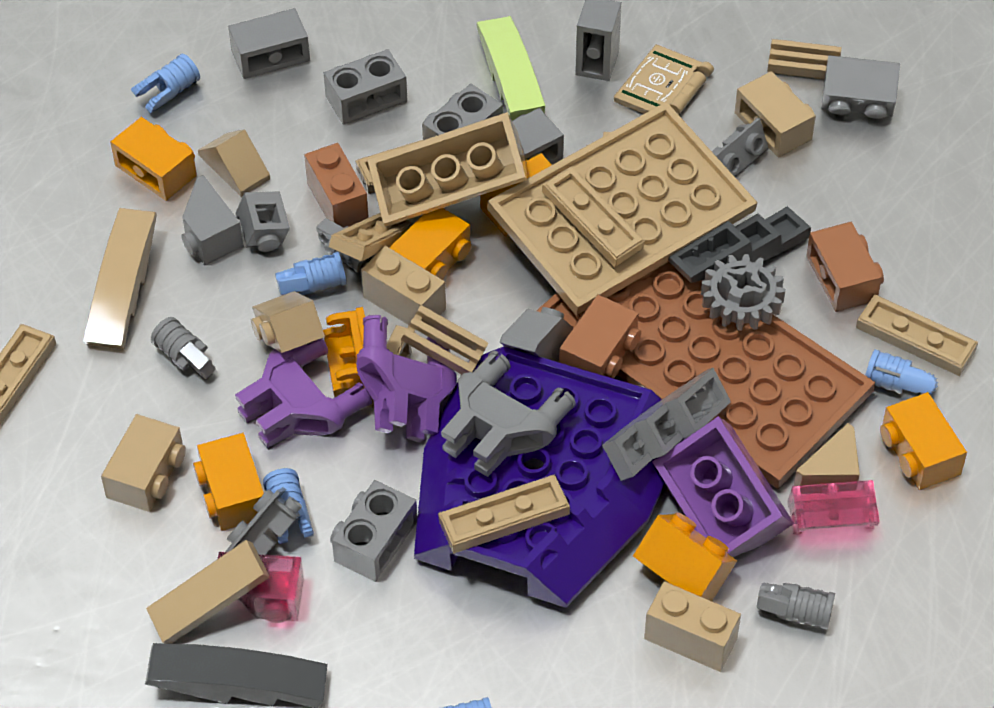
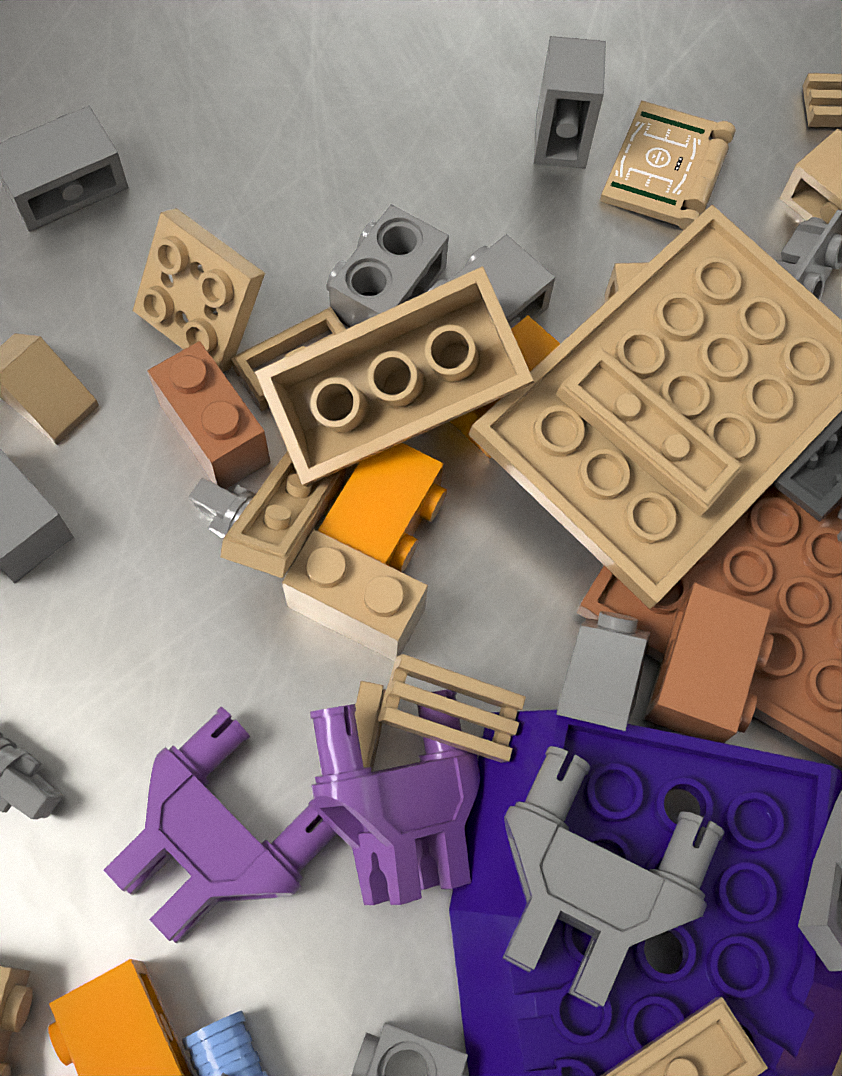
camera: 15 degrees left, 15 degrees up
(263, 219) = (104, 478): light grey brick -> none
(287, 322) = (170, 709): tan brick -> none
(312, 275) = (194, 590): light blue hinge -> none
(343, 347) = (281, 732): light orange hinge -> none
(349, 122) = (221, 284): none -> tan plate
(365, 86) = (238, 210): light grey brick -> none
(510, 66) = (442, 167): yellowish green slope -> none

